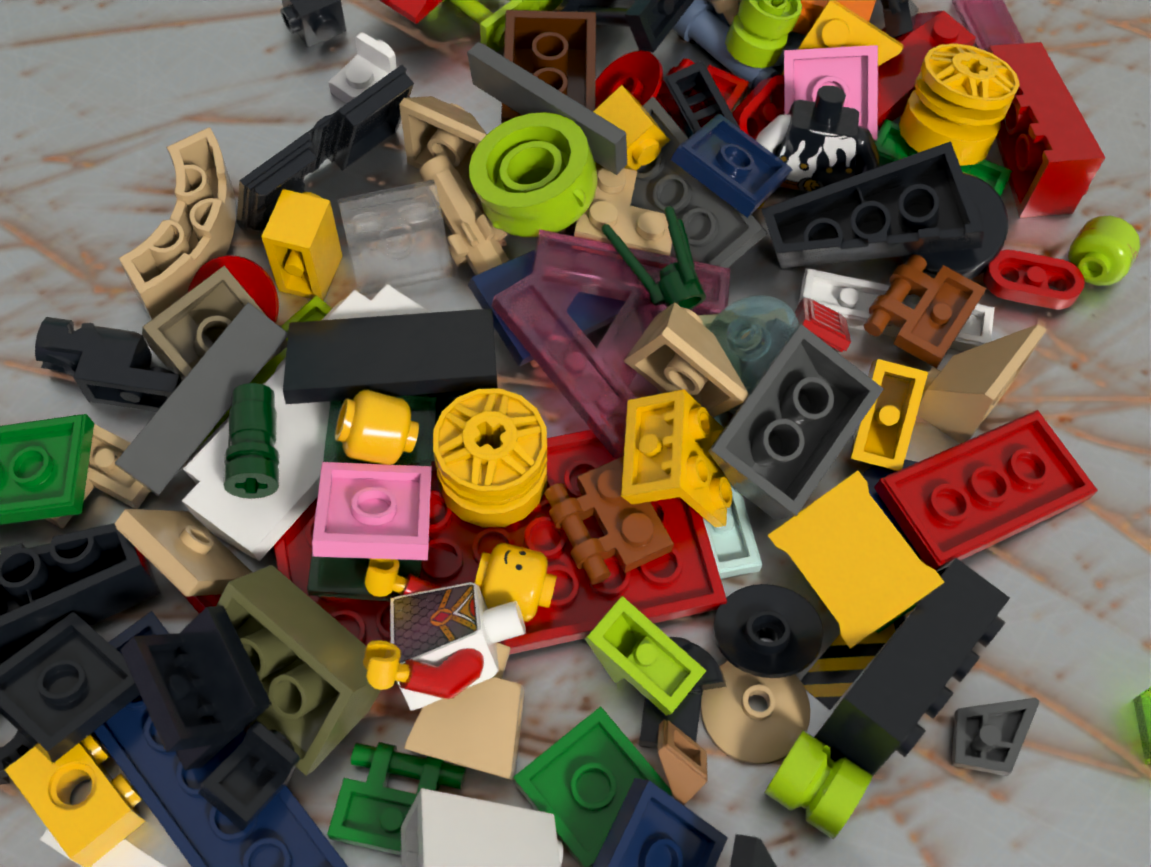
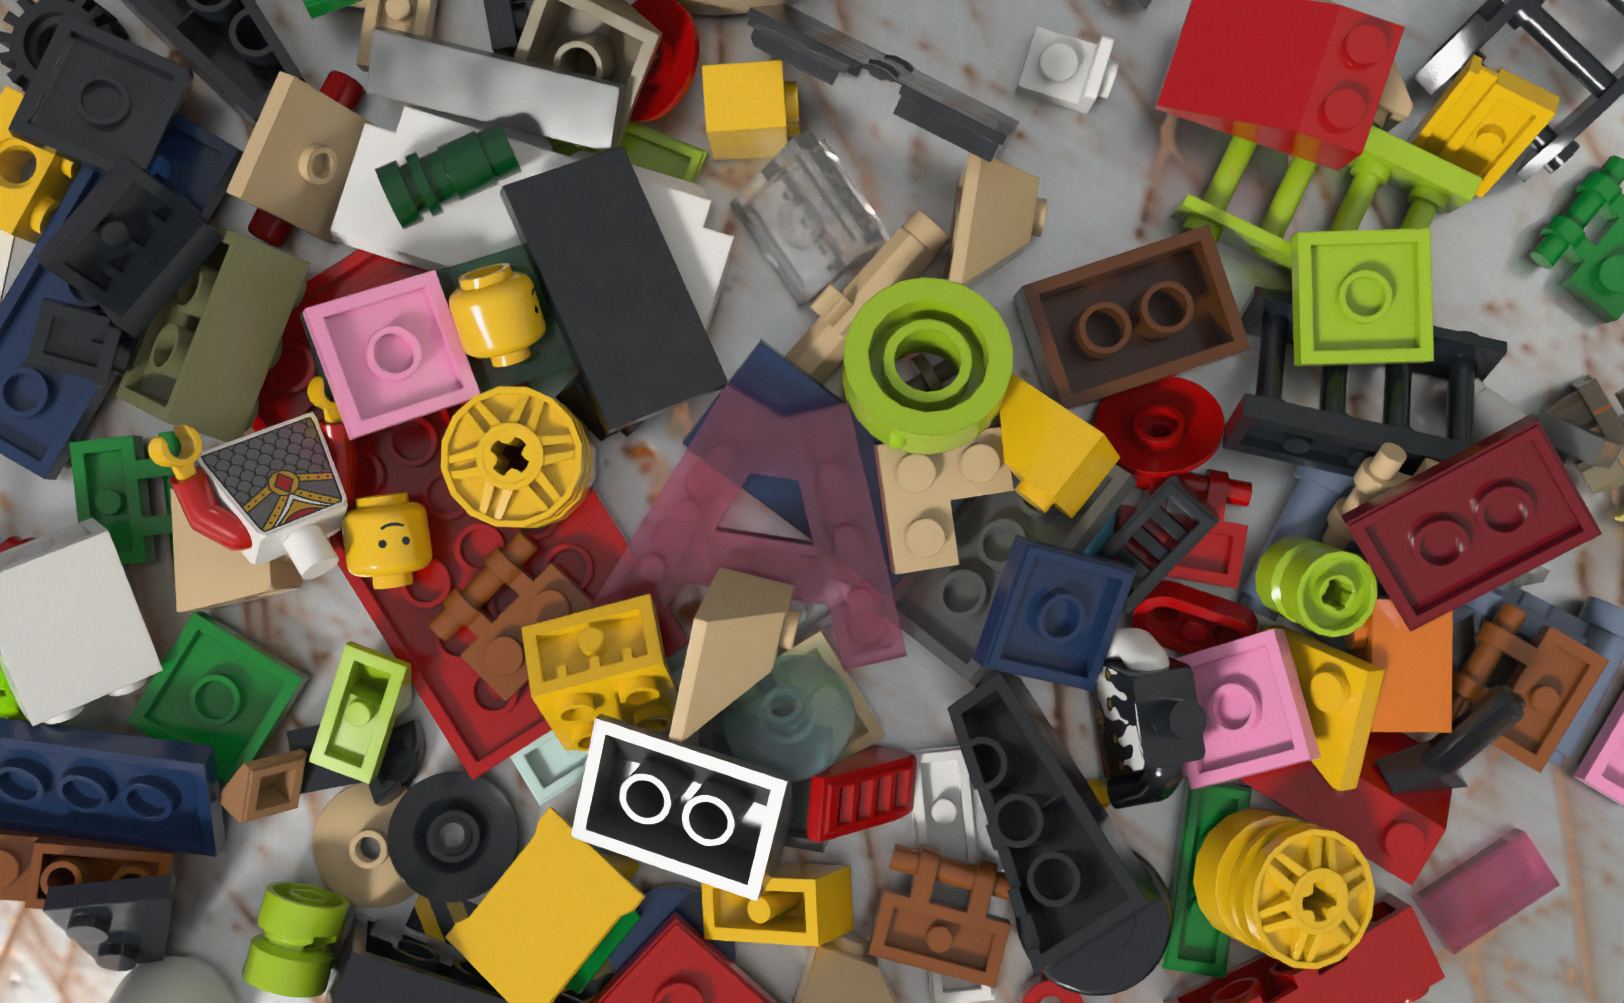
camera: 75 degrees right, 25 degrees up
(530, 94) = (1037, 345): dark grey tile -> none
(677, 280) = (838, 603): dark green plant -> none

